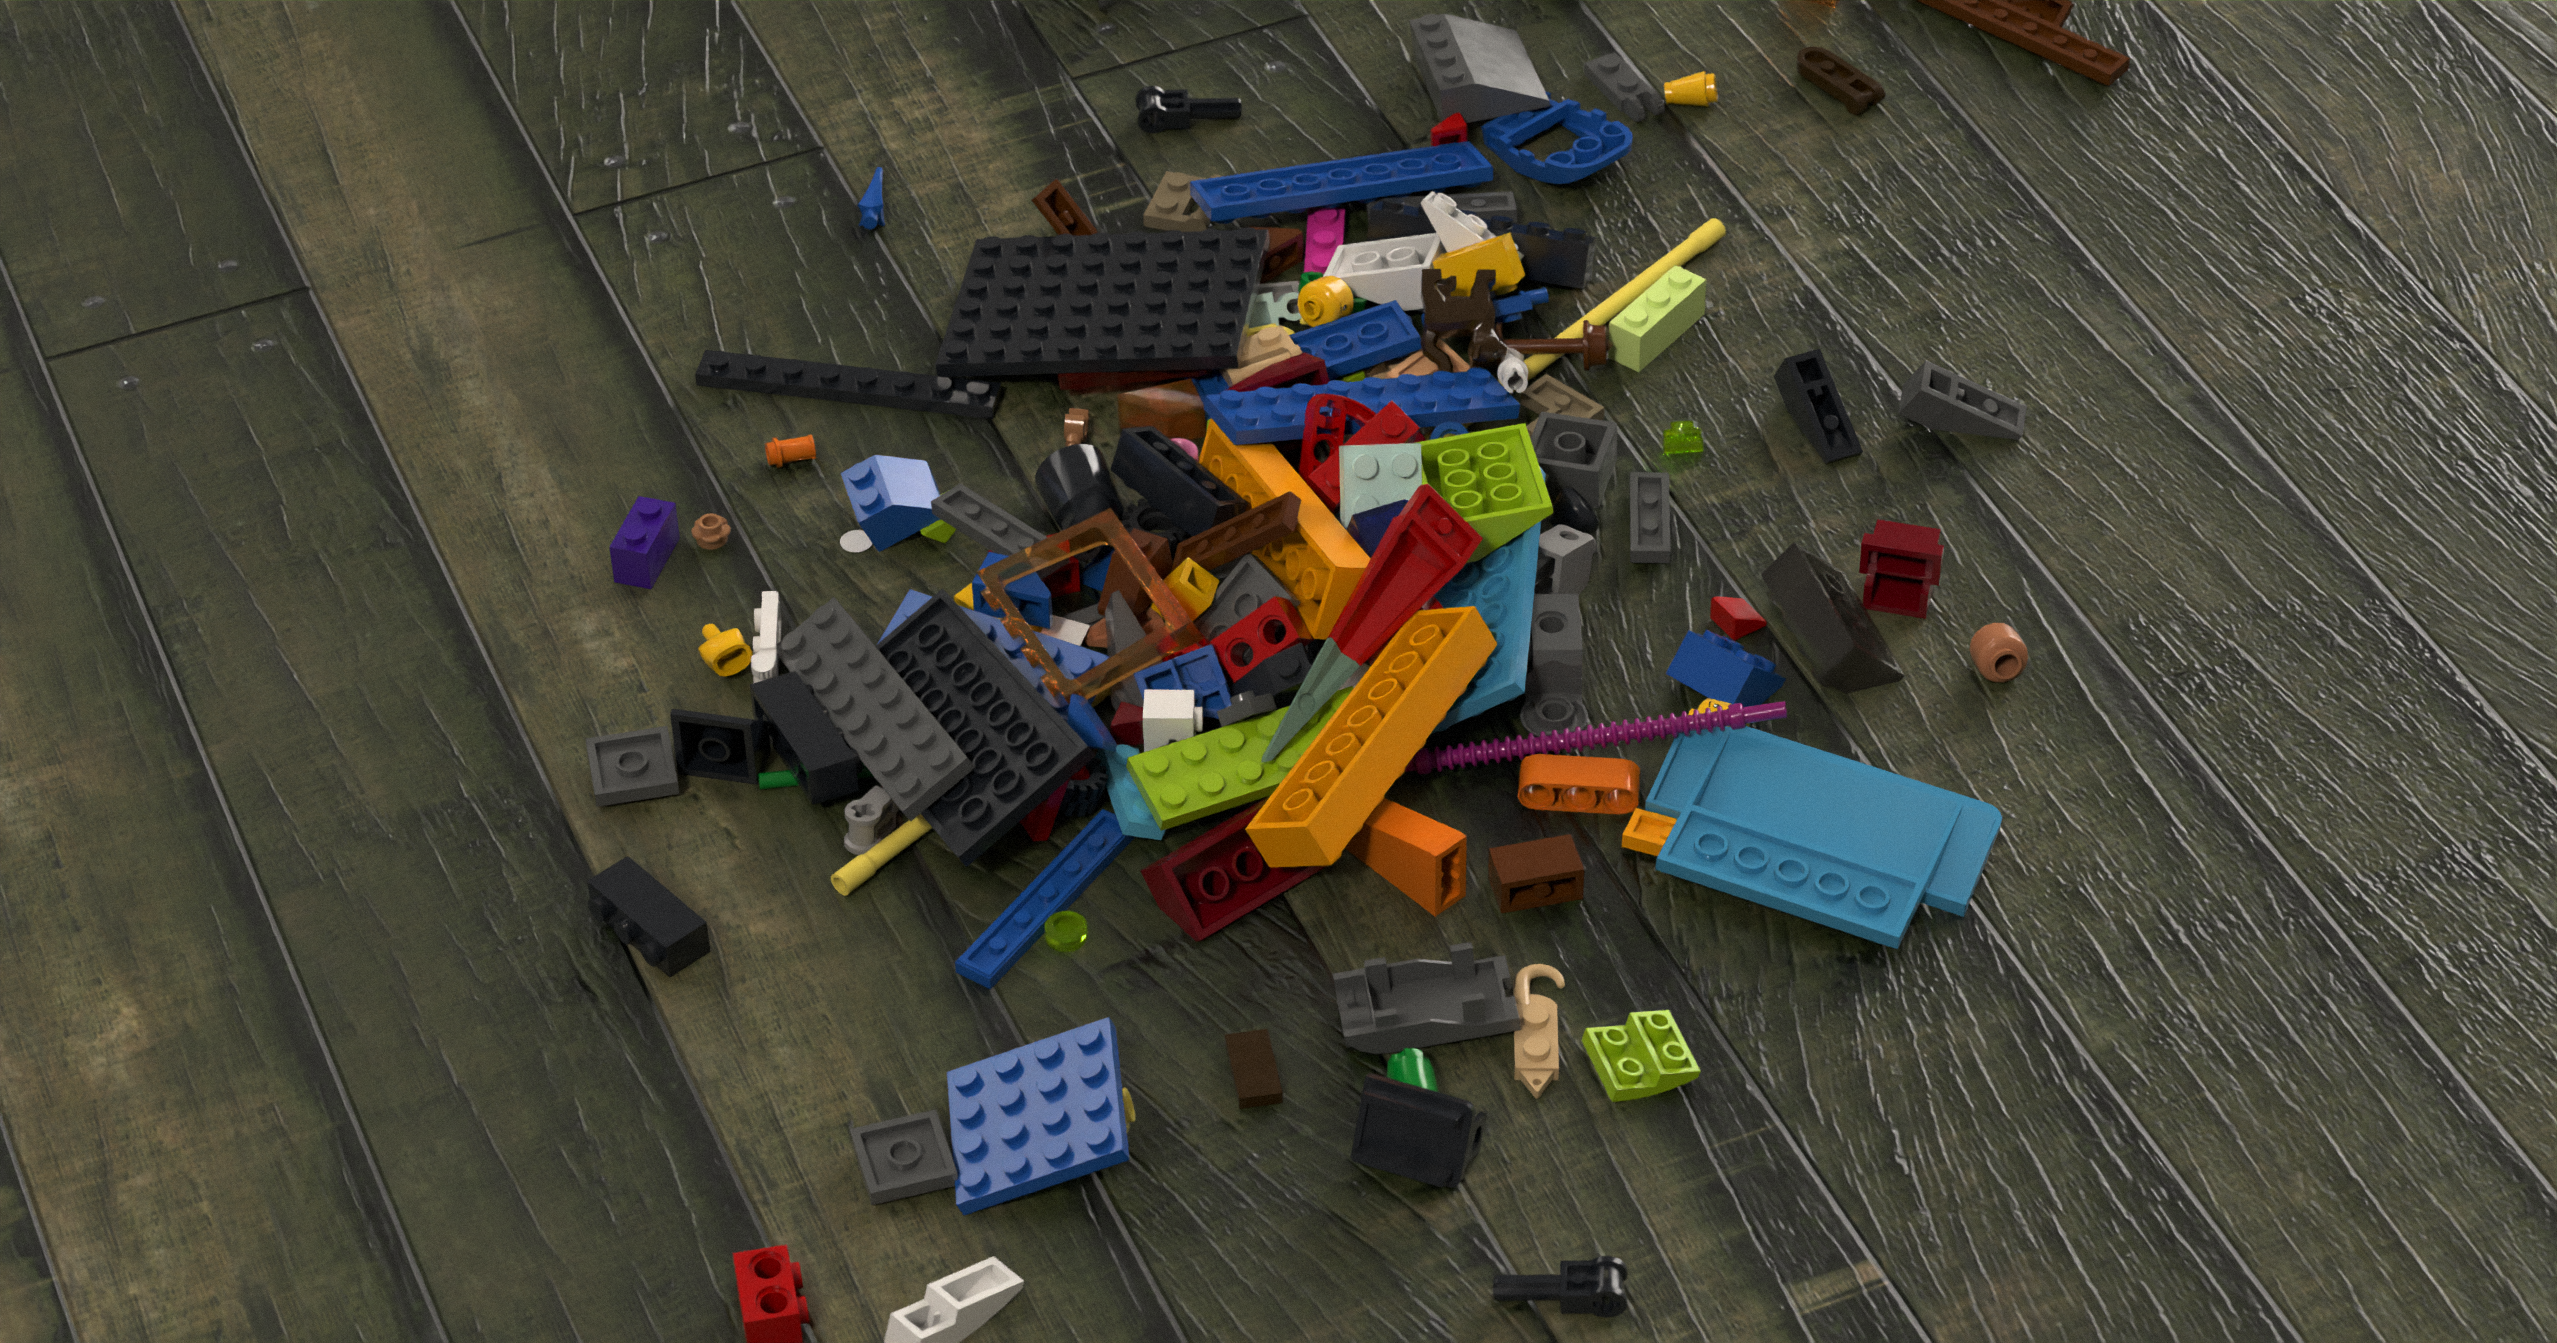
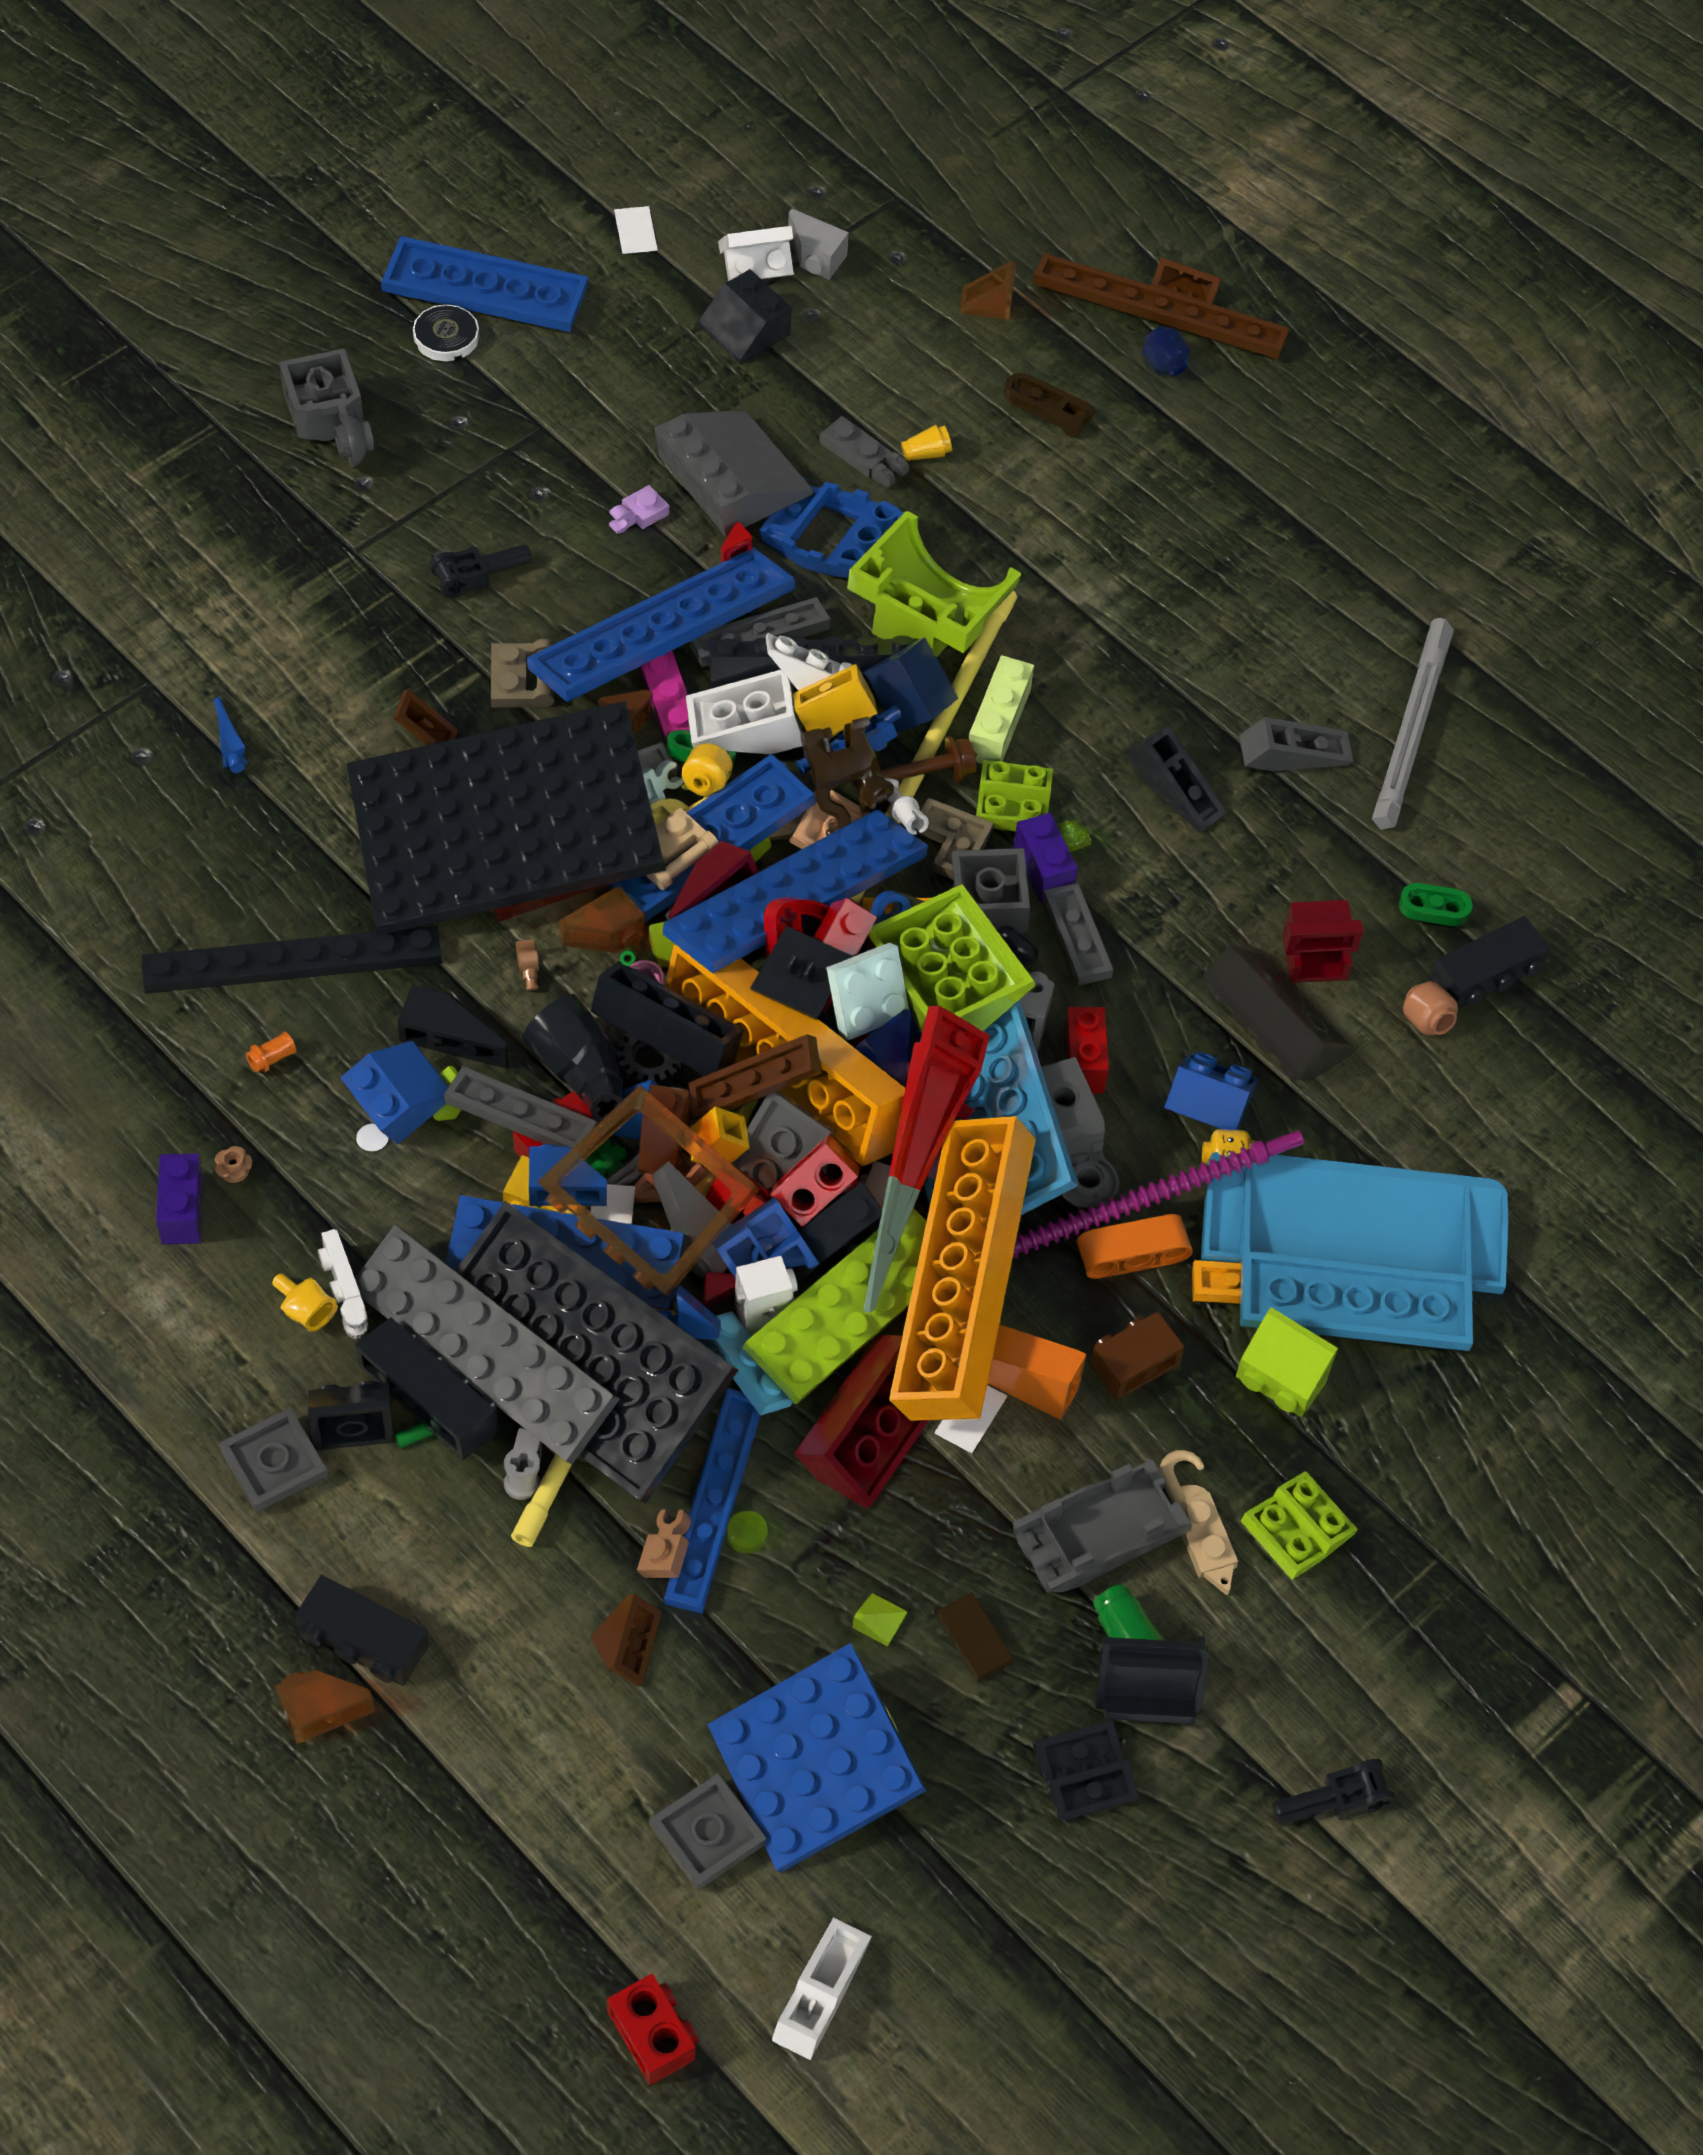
camera: 25 degrees left, 15 degrees up
(581, 964) = (321, 1703): none -> clear orange slope
(906, 986) = (628, 1638): none -> reddish brown slope
(964, 457) = (445, 1026): none -> black slope
(974, 923) = (665, 1551): none -> medium nougat plate
(1073, 601) = (607, 1159): none -> green plant
(1162, 1031) = (879, 1619): none -> lime slope
(1164, 425) = (627, 961): none -> green piece
(1245, 707) = (830, 1259): dark grey plate -> none
(1312, 1203) = (1085, 1771): none -> black slope
(1313, 457) = (798, 973): none -> black piece
(1343, 890) = (968, 1432): none -> white sticker
(1371, 93) = (640, 508): none -> lavender plate
(1571, 270) = (913, 684): none -> dark blue slope
(1608, 610) = (1087, 1041): none -> red brick
(1612, 198) = (918, 596): none -> lime piece
(1642, 394) = (1012, 793): none -> lime slope
(1644, 438) = (1046, 854): none -> dark purple brick
(1688, 908) = (1286, 1363): none -> lime slope
(1735, 616) = (1192, 1023): red slope -> none
(1985, 54) = (1166, 351): none -> clear blue head
(2050, 568) = (1435, 903): none -> green plate
(2085, 628) = (1491, 962): none -> black brick
(2103, 413) = (1413, 723): none -> light grey piece

